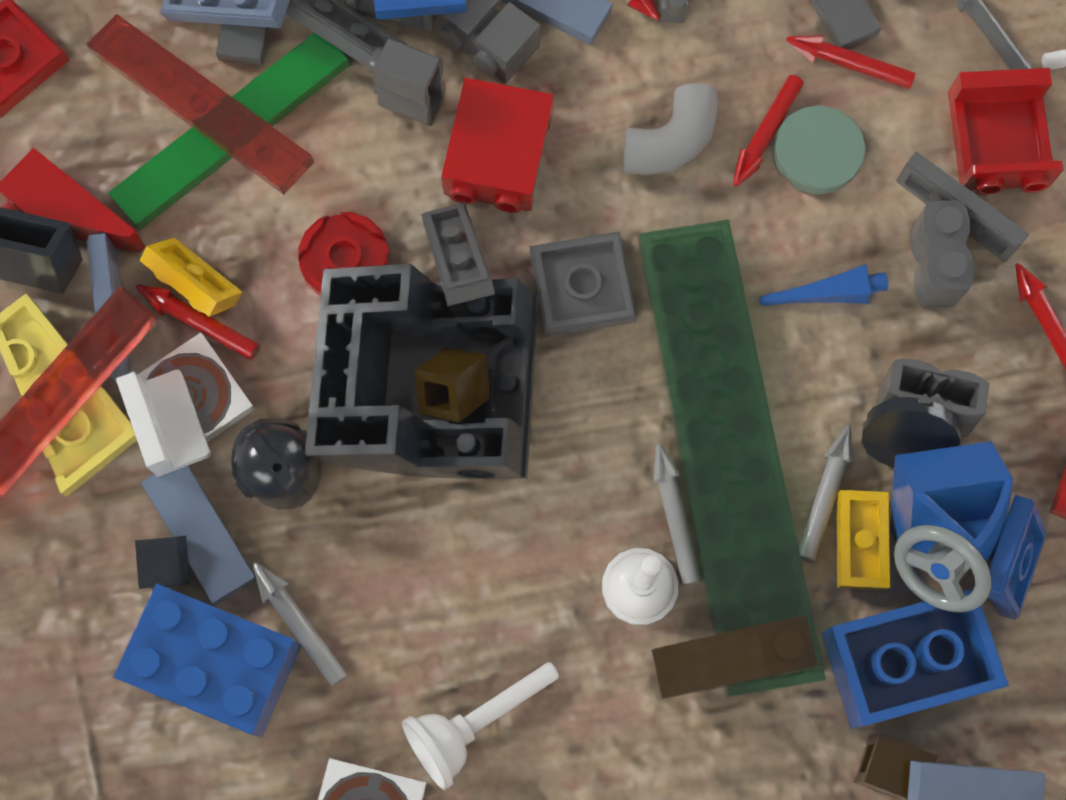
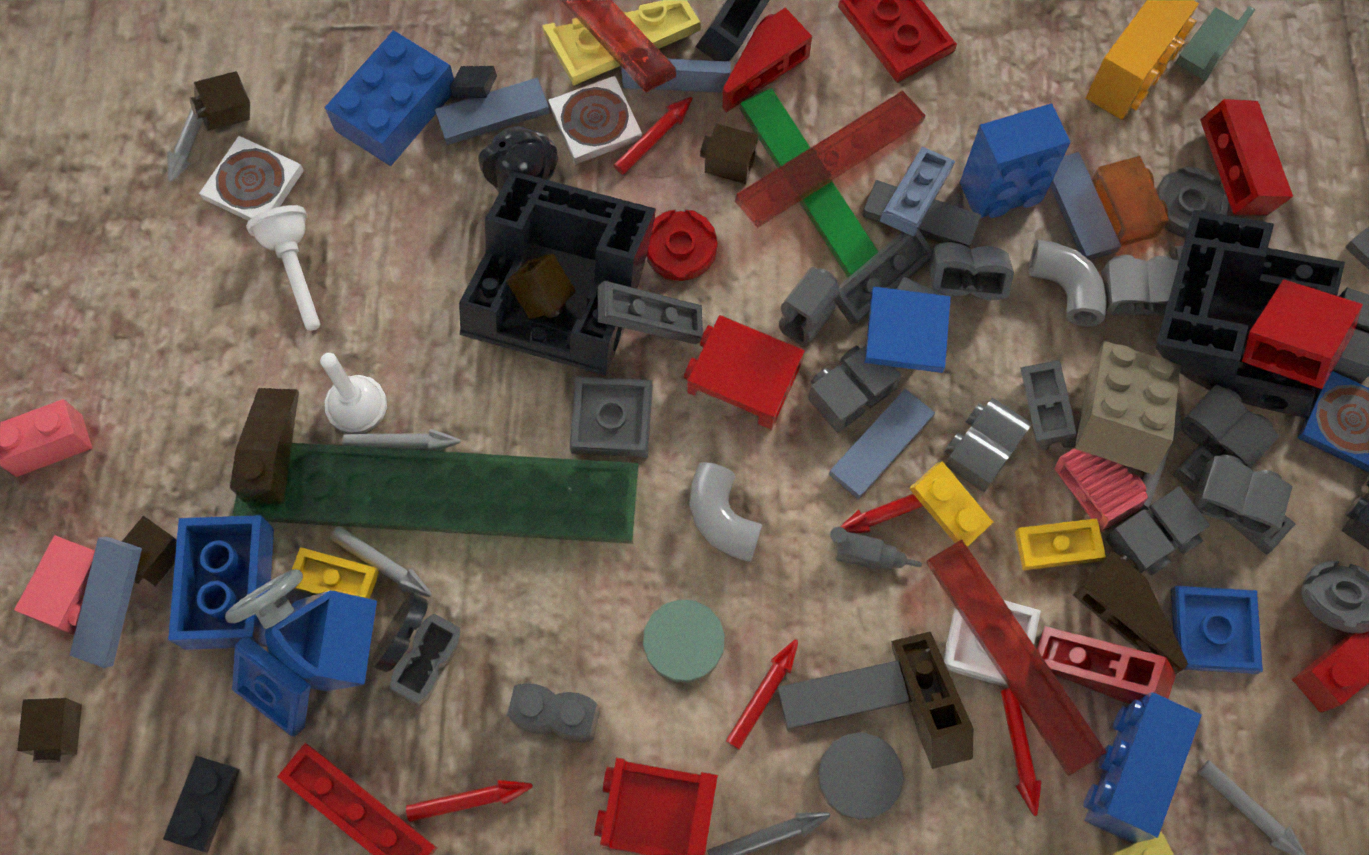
camera: 105 degrees right, 5 degrees down
(164, 421) = (574, 91): white panel -> none
(190, 276) = (685, 131): yellow plate -> none
(212, 219) = (729, 153): none -> dark brown brick
(273, 589) = (432, 150): light grey piece -> none
(751, 157) = (686, 576): red piece -> none
(846, 287) = (550, 628): blue piece -> none
(986, 223) = (594, 746): dark grey tile -> none

